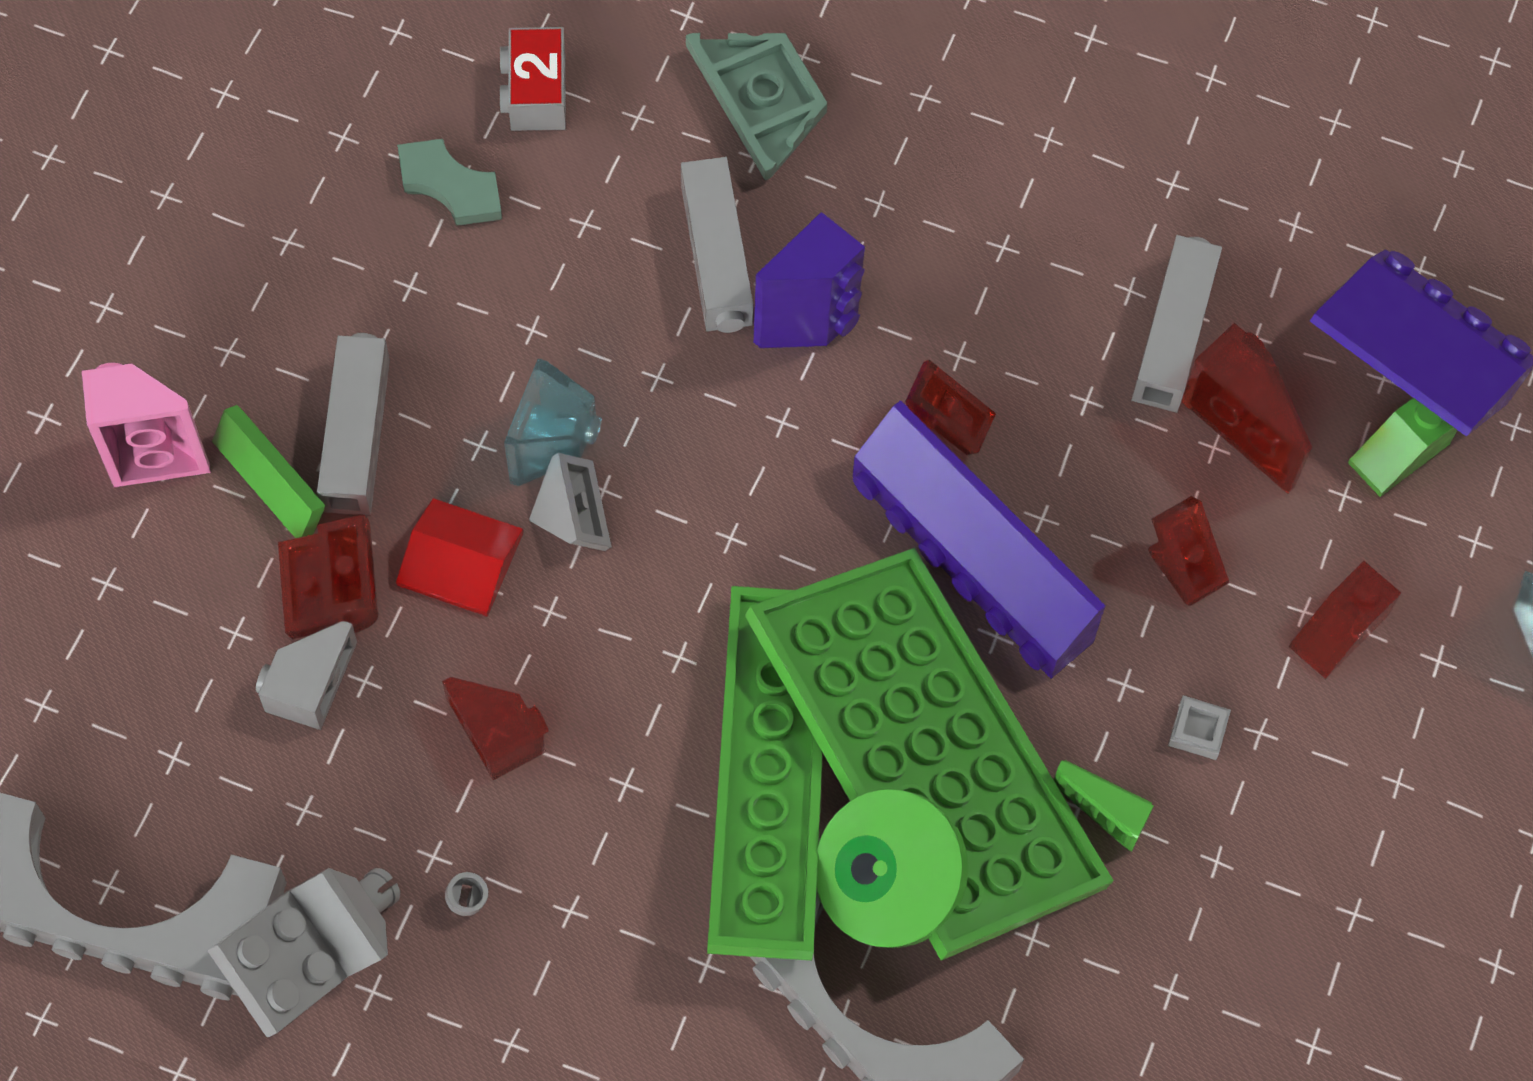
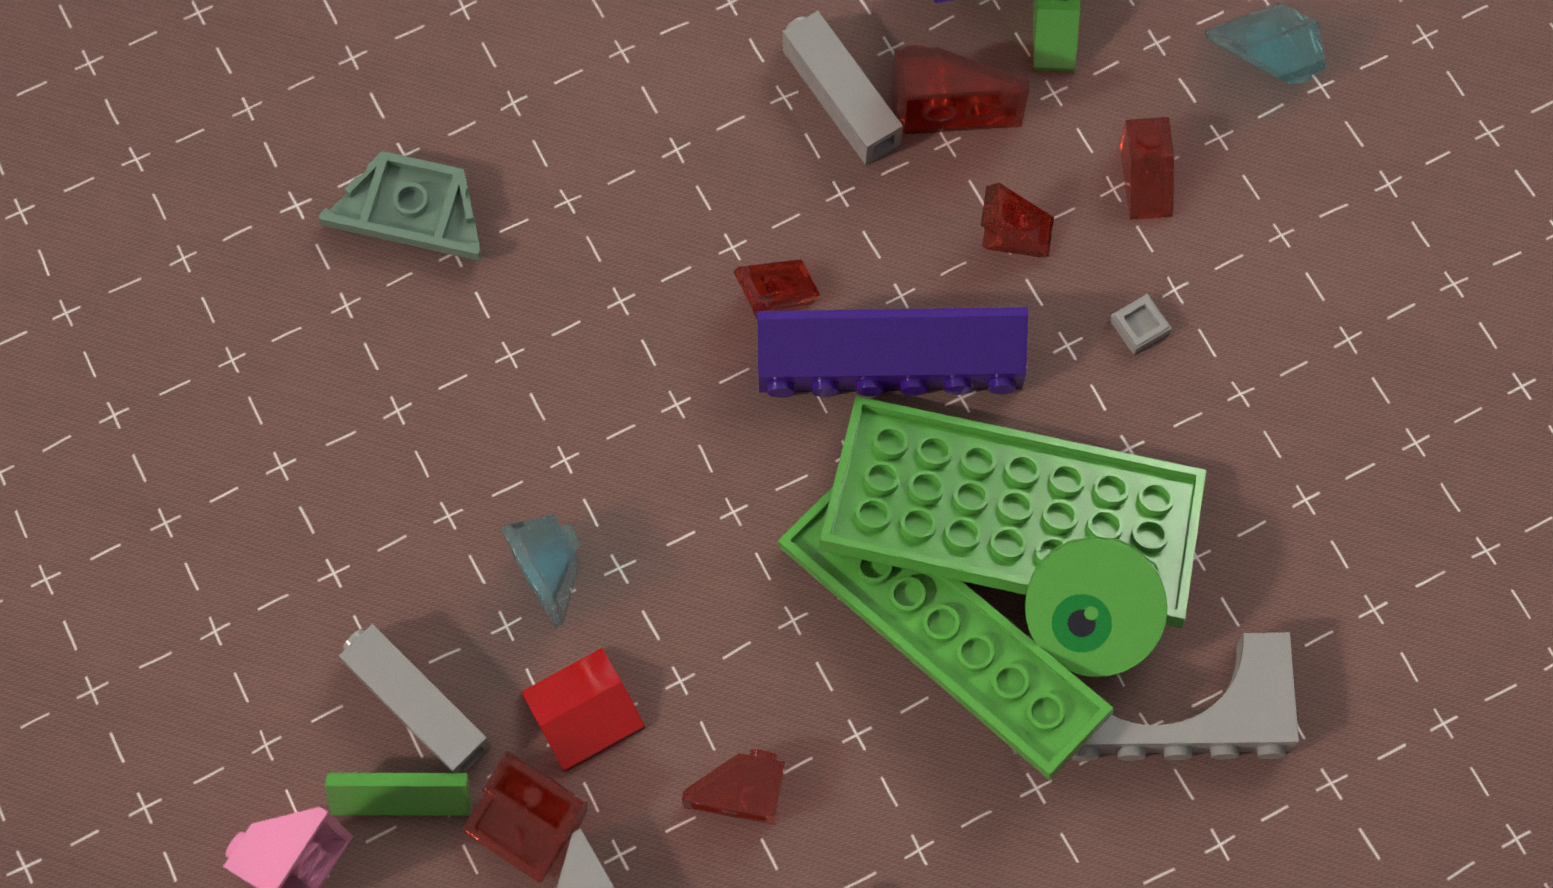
camera: 45 degrees left, 5 degrees up
(432, 171) = (255, 482): sand green tile -> none
(535, 79) = (253, 349): brick -> none
(572, 503) = (614, 600): light grey slope -> none
(716, 245) = (504, 334): light grey brick -> none
(810, 288) = (613, 295): dark purple slope -> none
(1109, 805) = (1155, 427): bright green slope -> none

